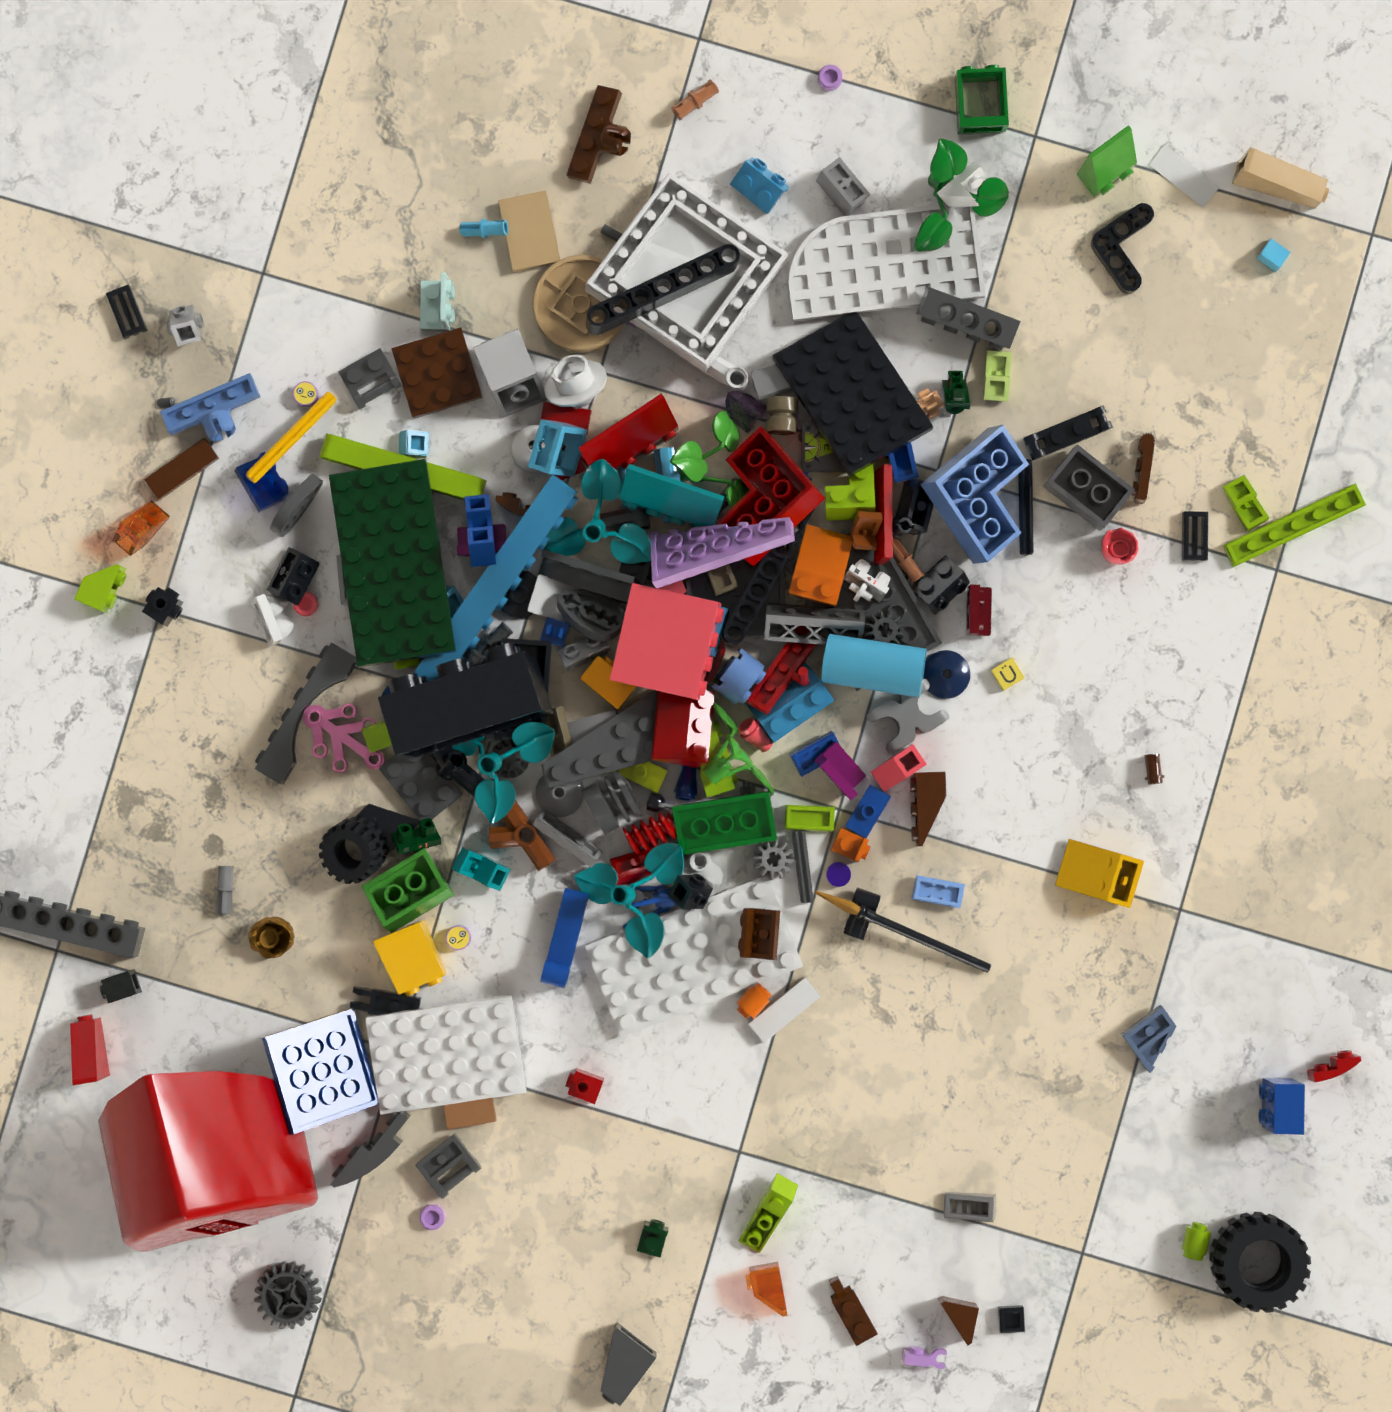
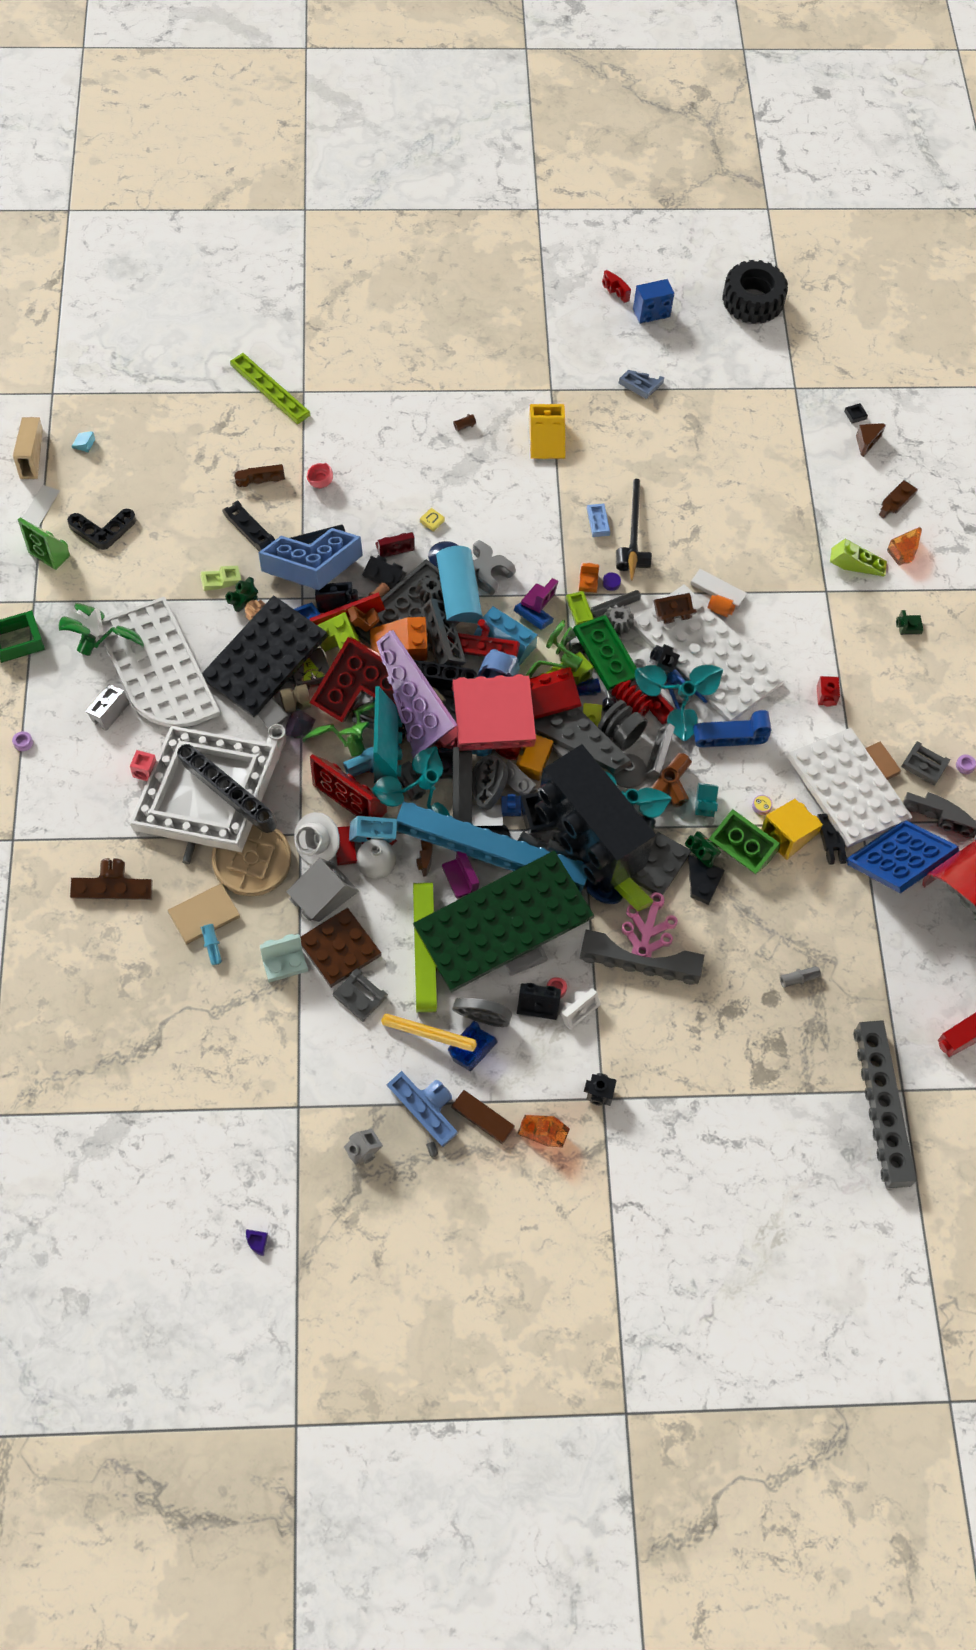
camera: 110 degrees left, 25 degrees down
(100, 588) = (604, 1146): lime slope -> none
(120, 986) = (908, 1027): pearl dark grey brick -> none
(127, 187) = (257, 1241): none -> dark purple tile
(134, 330) = (351, 1217): black tile -> none
(271, 937) = (820, 927): pearl gold hair -> none
(305, 394) = (388, 1039): tile -> none
(339, 861) = (743, 880): black tyre -> none
(413, 443) = (401, 948): medium azure slope -> none
(480, 530) = (467, 855): blue arch -> none
(695, 99) = (64, 825): nougat pin -> none
(742, 206) = (142, 765): none -> coral brick
(753, 733) = (535, 653): coral cone -> none
(759, 184) = (119, 763): dark azure bracket -> none
(866, 585) = (402, 608): white hips -> none
(867, 811) = (565, 576): blue plate -> none
(898, 767) = (524, 560): coral slope -> none
(917, 1356) = (907, 452): lavender plate -> none
(929, 796) = (539, 539): reddish brown slope -> none
(969, 1215) = (798, 440): light grey slope -> none
(1005, 326) = (184, 600): dark grey brick -> none
(1088, 487) = (285, 500): flat silver brick -> none
(1185, 536) = (297, 441): black tile -> none
(1196, 1241) = (758, 329): lime brick -> none
(1245, 504) = (267, 415): lime slope -> none

